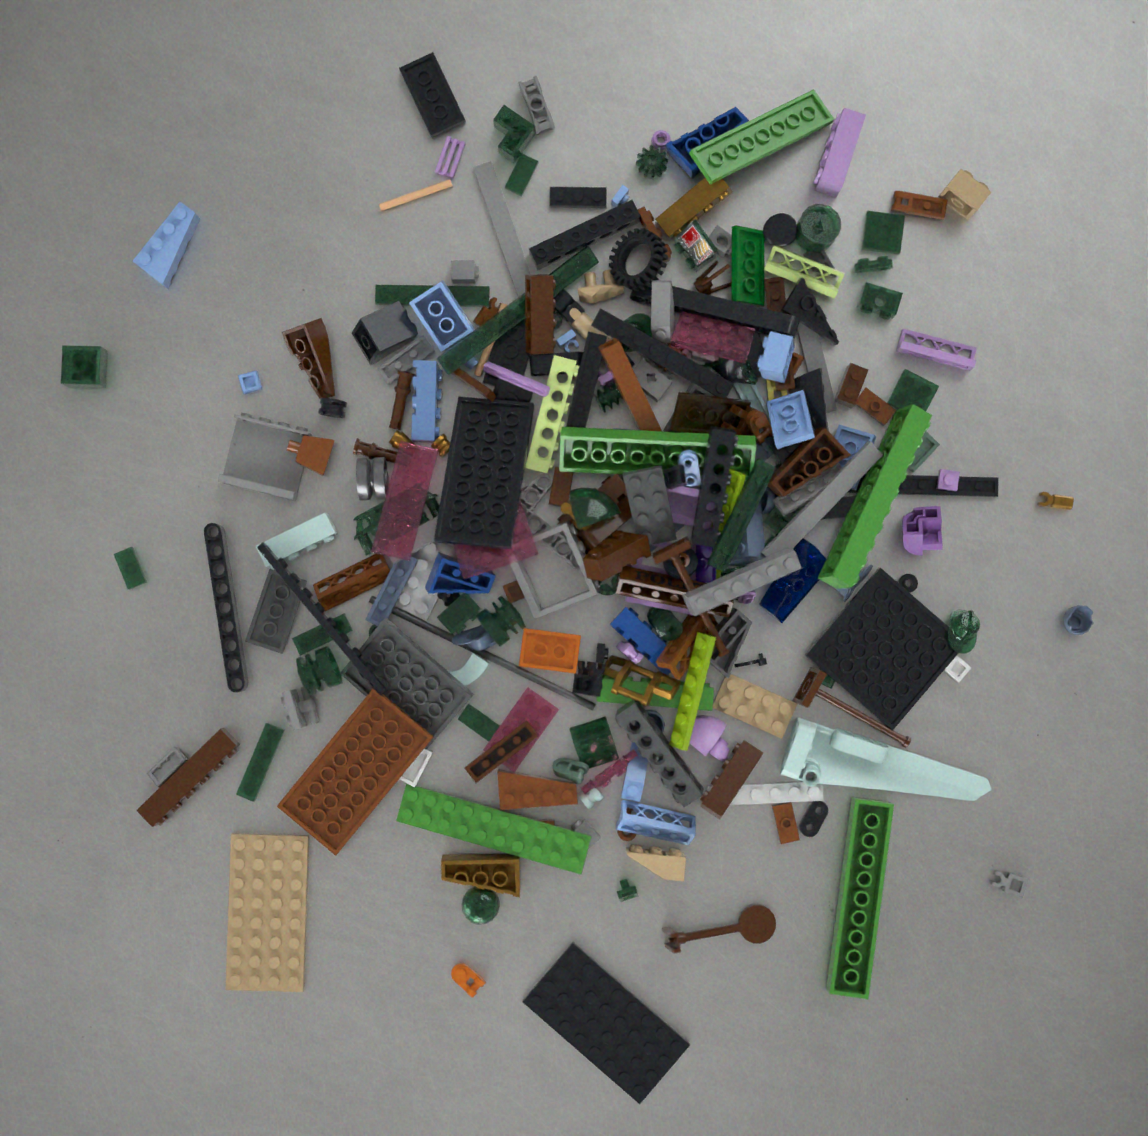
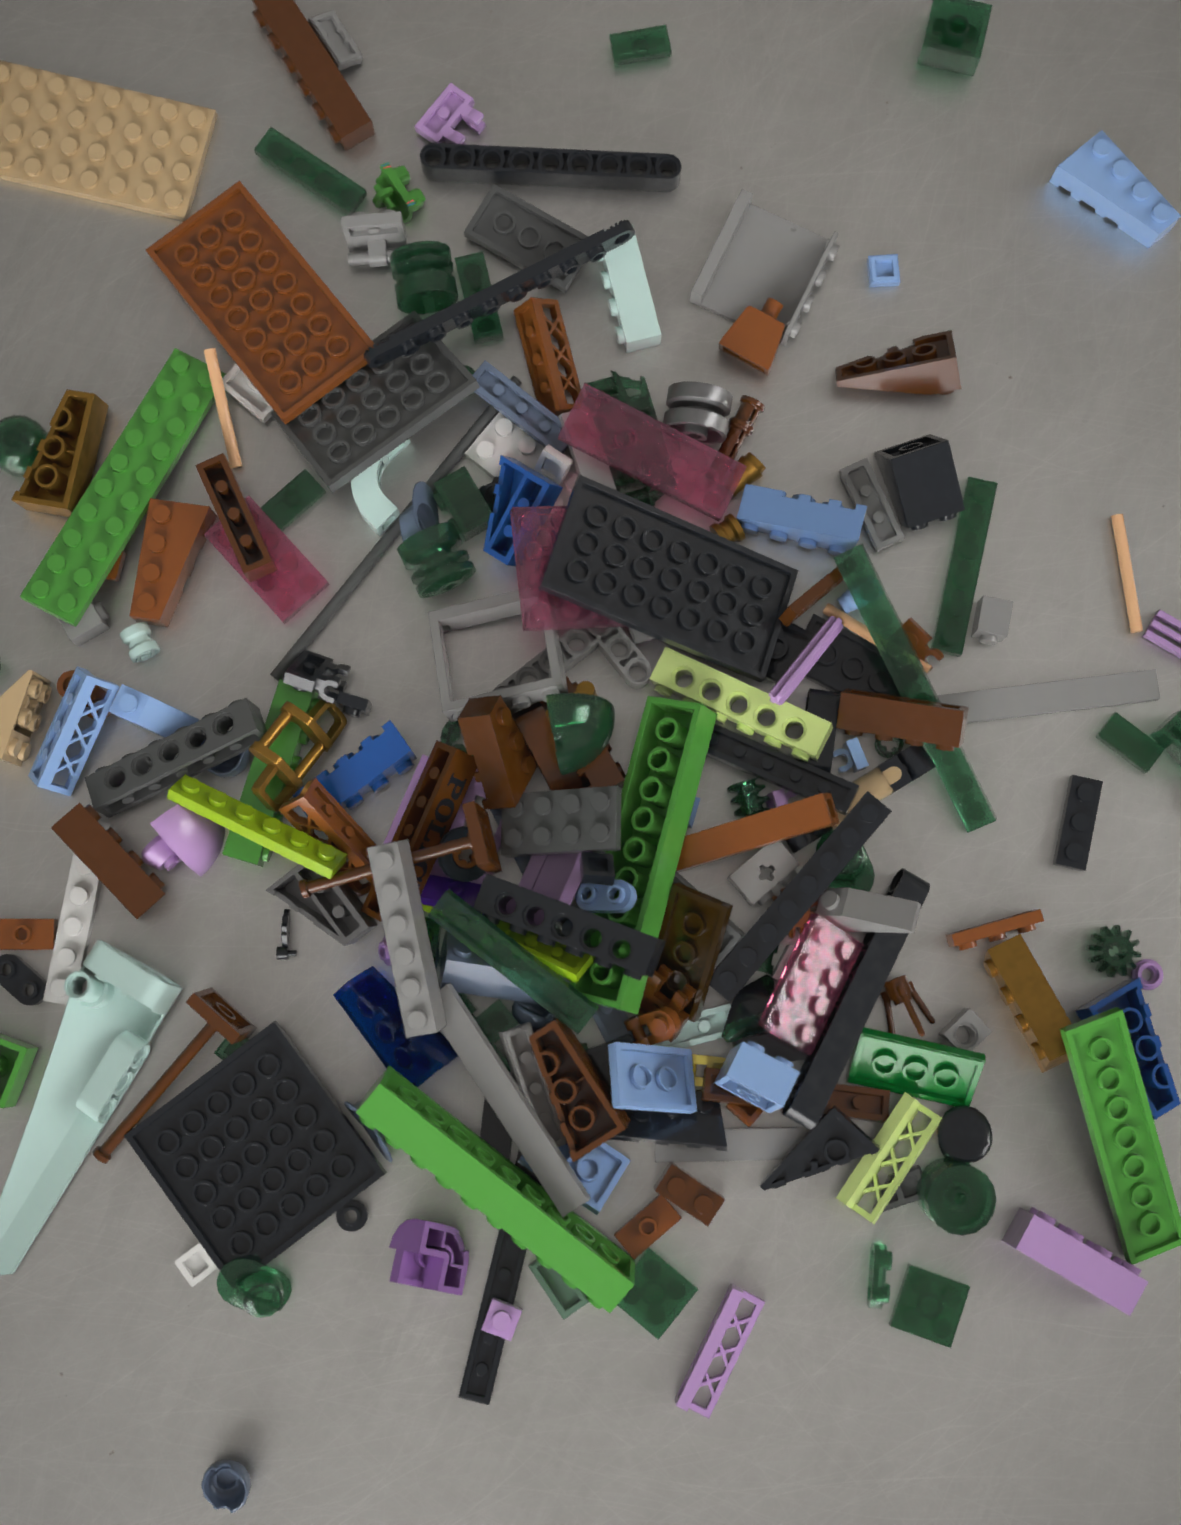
camera: 105 degrees right, 5 degrees down
(203, 683) = (446, 113): none -> lavender plate
(265, 704) = (394, 195): none -> bright green hips
(332, 407) = (815, 379): black wheel -> none
(402, 391) = (823, 487): reddish brown pin -> none
(425, 561) = (553, 464): none -> white plate
(429, 780) = (222, 408): none -> light nougat bar
(442, 315) = (929, 568): light blue brick -> none
(513, 591) = (478, 589): dark orange plate -> none
(549, 650) = (376, 628): orange plate -> none
(560, 487) = (626, 698): dark orange plate -> none
(564, 769) = (192, 610): sand green plate -> none
(584, 235) = (1015, 818): black brick -> none
(594, 293) = (918, 816): tan connector -> none
(594, 742) = (219, 664): clear green bracket -> none
(604, 778) = (167, 685): clear pink plate -> none
(618, 266) = (973, 870): black tyre -> none
(621, 196) = (1065, 889): light blue plate -> none
(628, 650) = (347, 743): lavender plate -> none
(664, 623) = (372, 809): clear green piece -> none
(695, 246) = (963, 989): slope -> none
(754, 705) = (217, 925): tan plate -> none
(890, 298) = (817, 1291): clear green brick -> none
(919, 205) = (963, 1377): dark orange plate -> none
(965, 193) = (967, 1457): tan brick -> none
(1057, 501) = (428, 1496): pearl gold bar -> none

